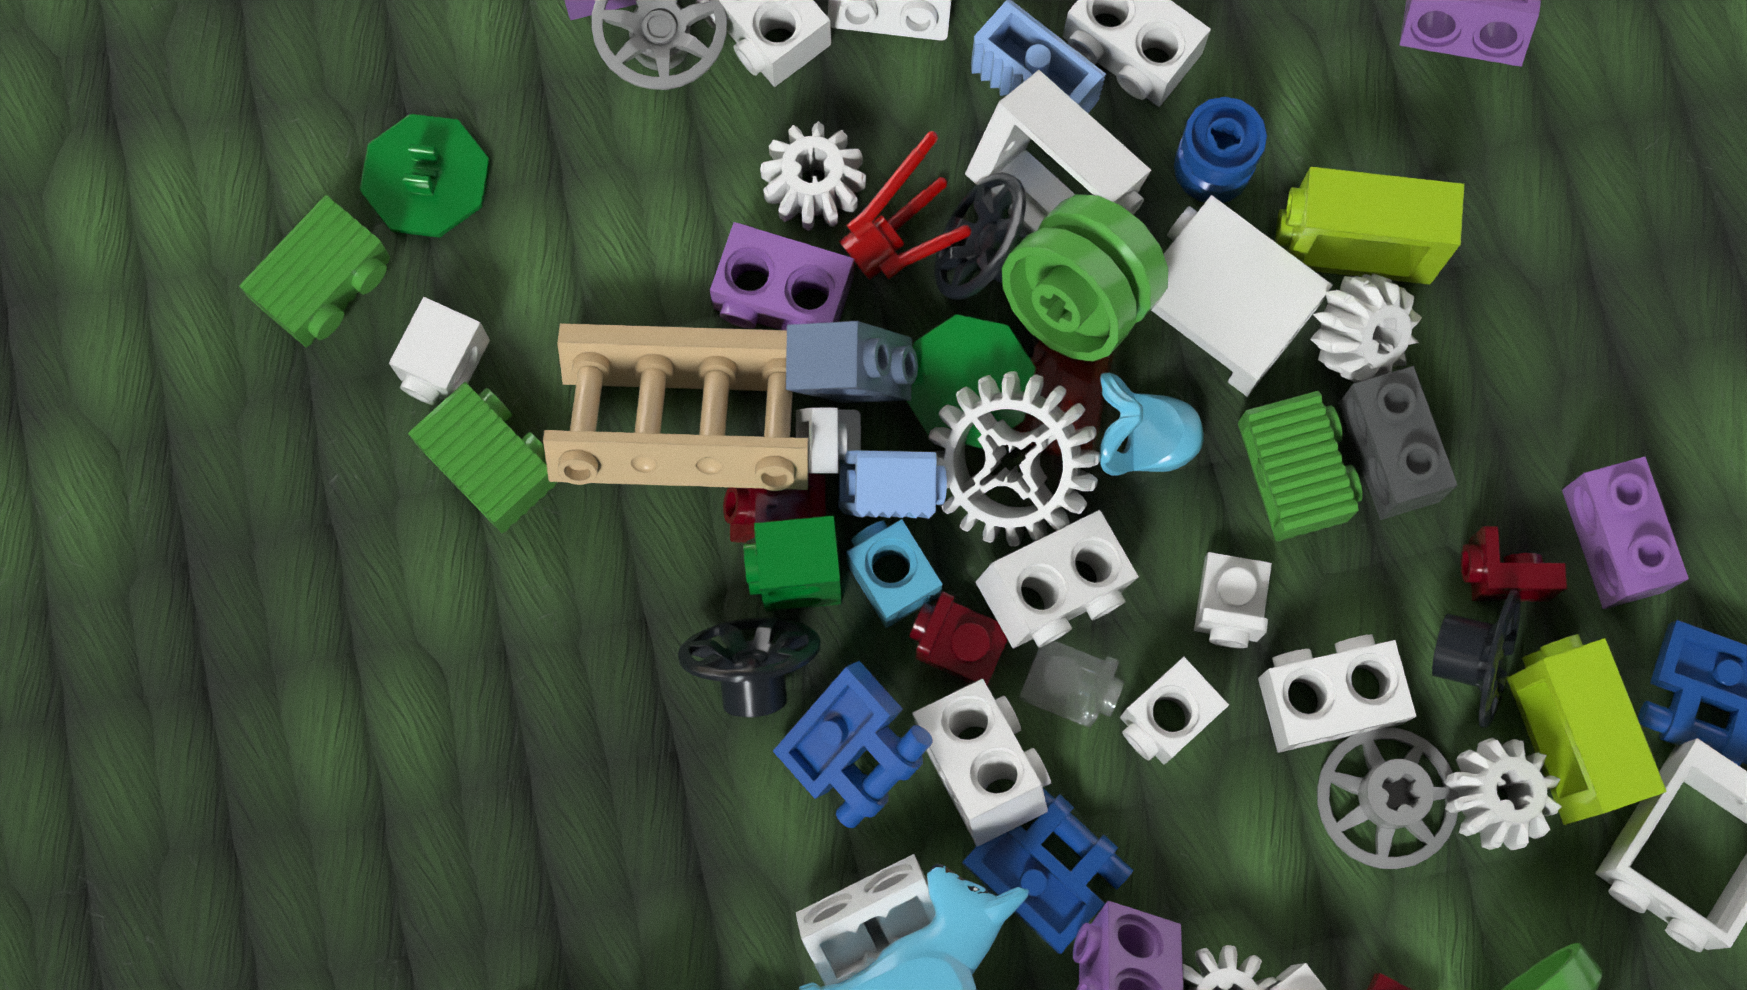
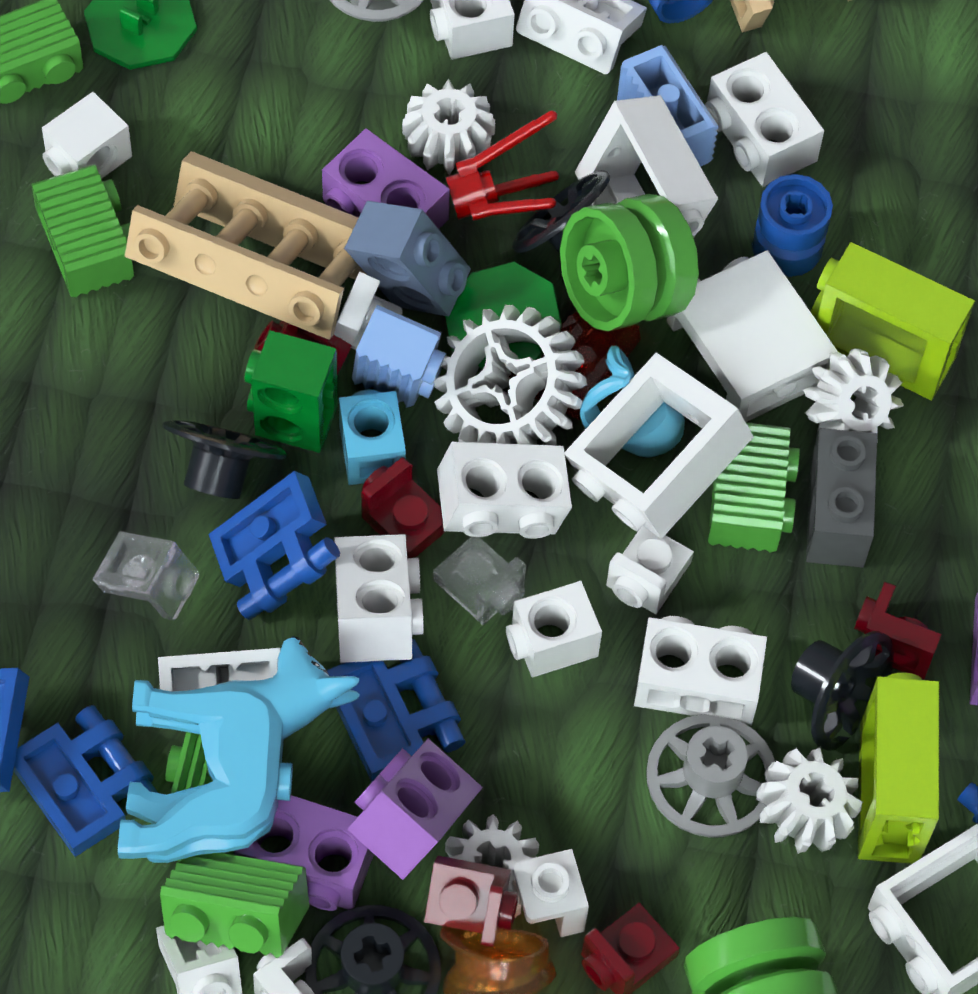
camera: 20 degrees right, 15 degrees down
(731, 824) = (148, 571): none -> clear bracket
(1269, 438) = (691, 472): none -> white window

